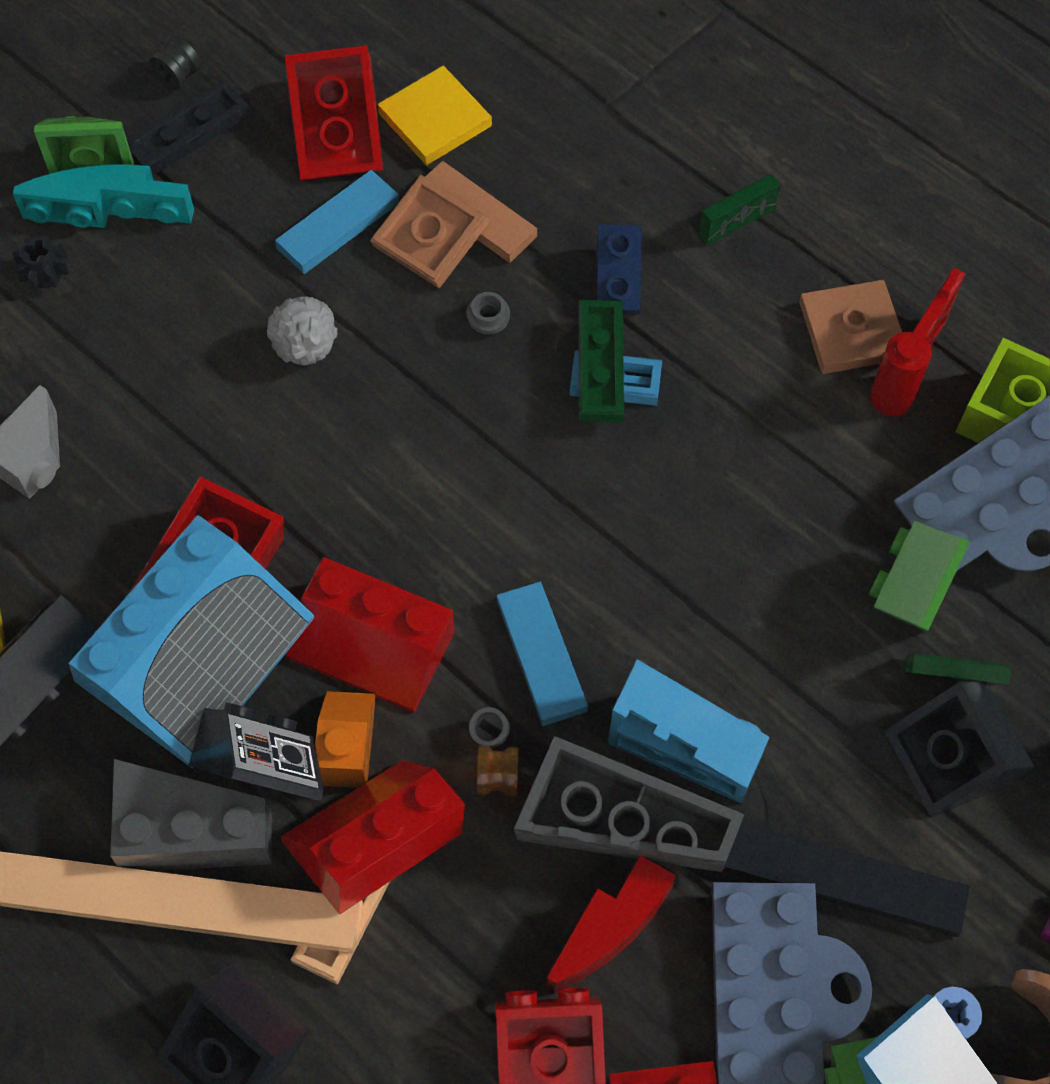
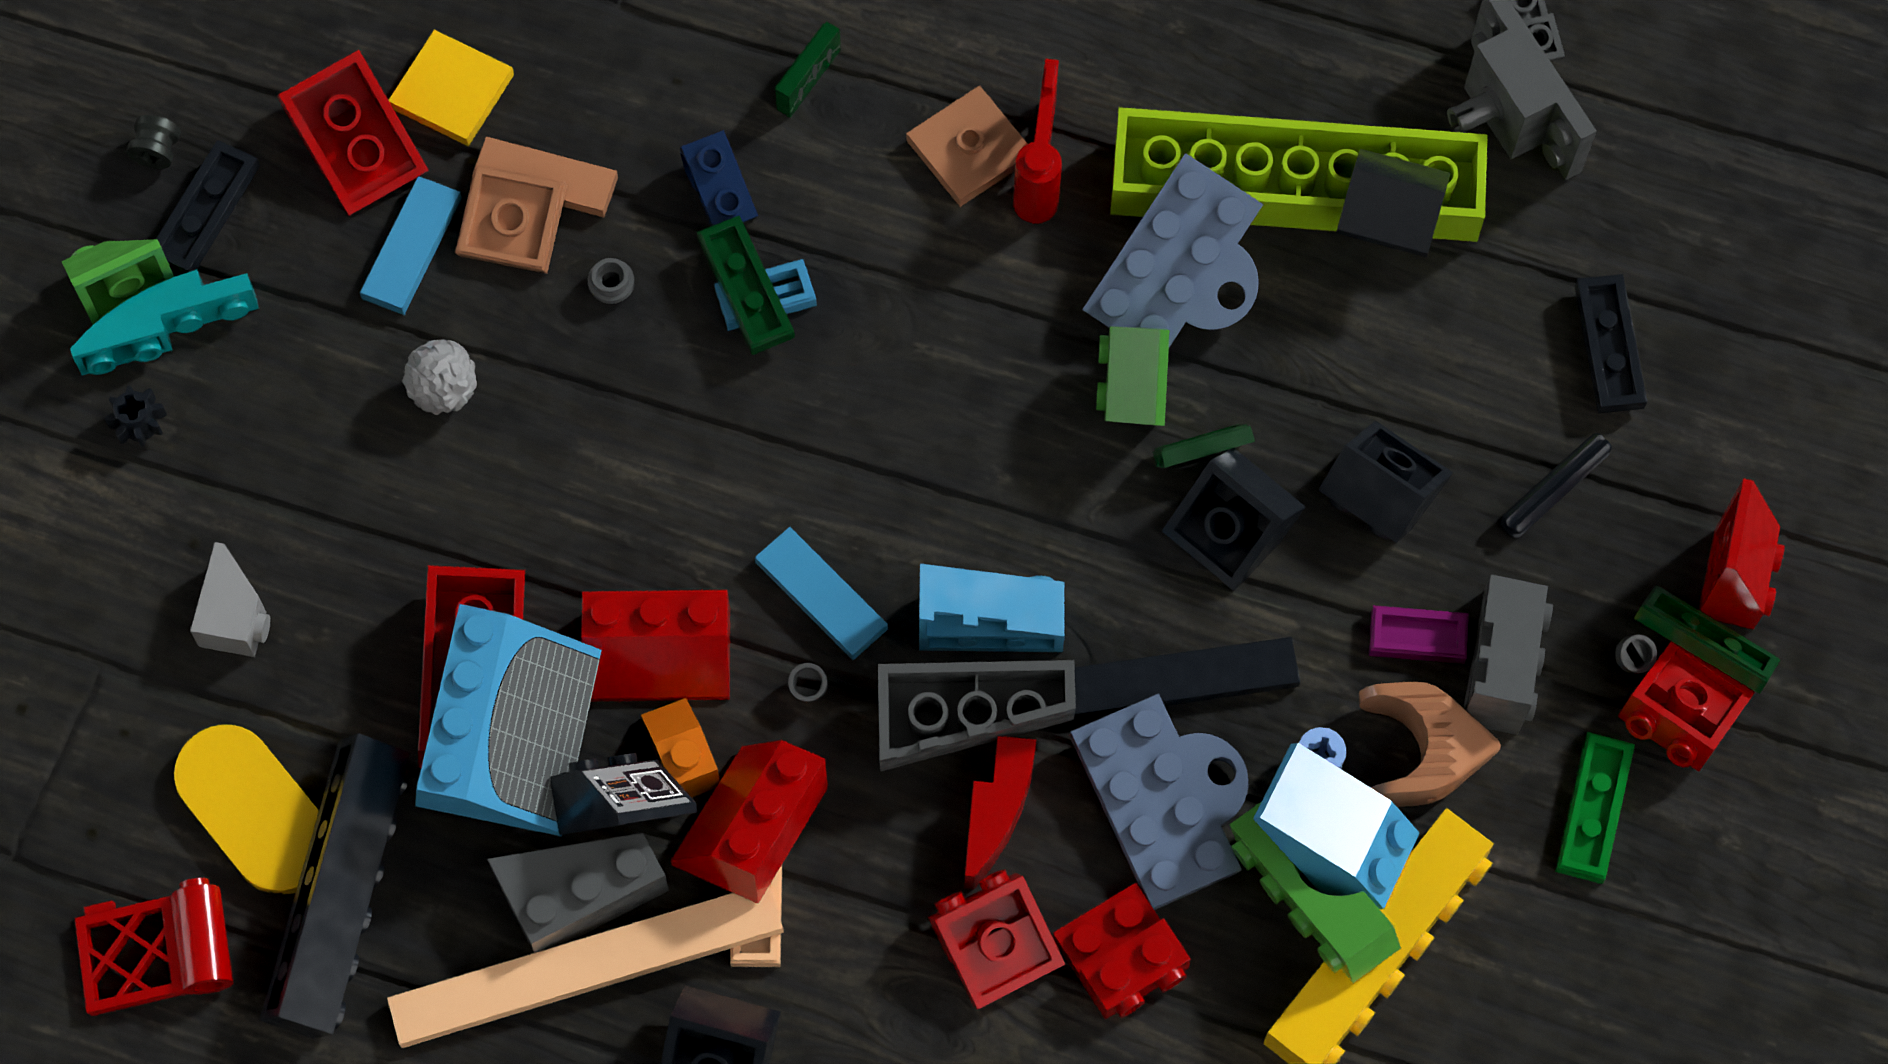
camera: 25 degrees left, 5 degrees up
(497, 770) = (834, 718): clear orange wheel -> none

